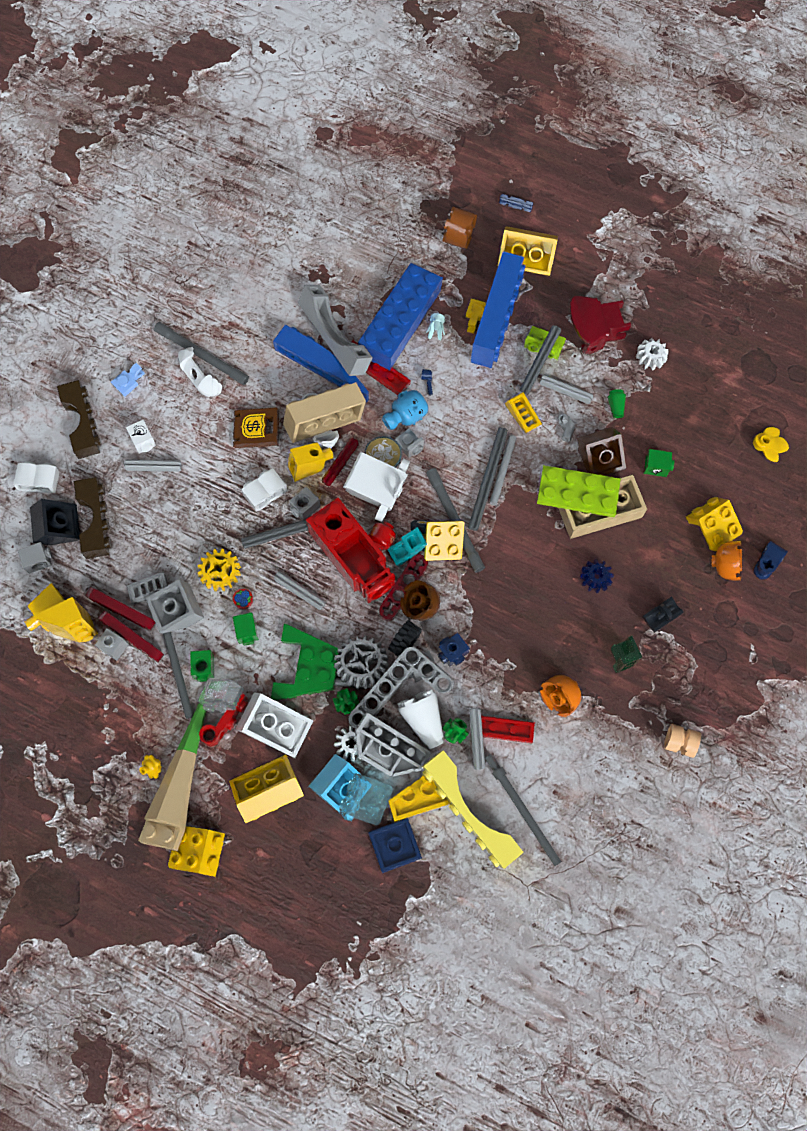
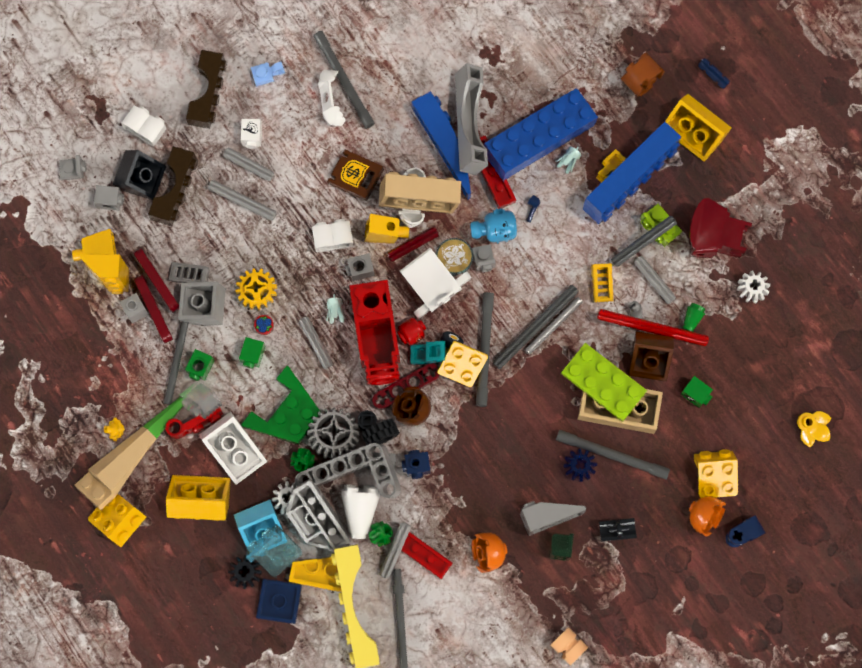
camera: 30 degrees right, 5 degrees up
(164, 499) = (242, 200): none -> light grey axle
(274, 534) = (321, 281): dark grey axle -> none
(301, 551) = (335, 309): none -> light aqua piece
(355, 836) = (249, 577): none -> black gear
(386, 638) = (366, 420): none -> black wheel
(587, 428) = (652, 327): none -> red axle
(588, 639) = (546, 515): none -> light grey slope
(658, 547) = (652, 468): none -> dark grey piece

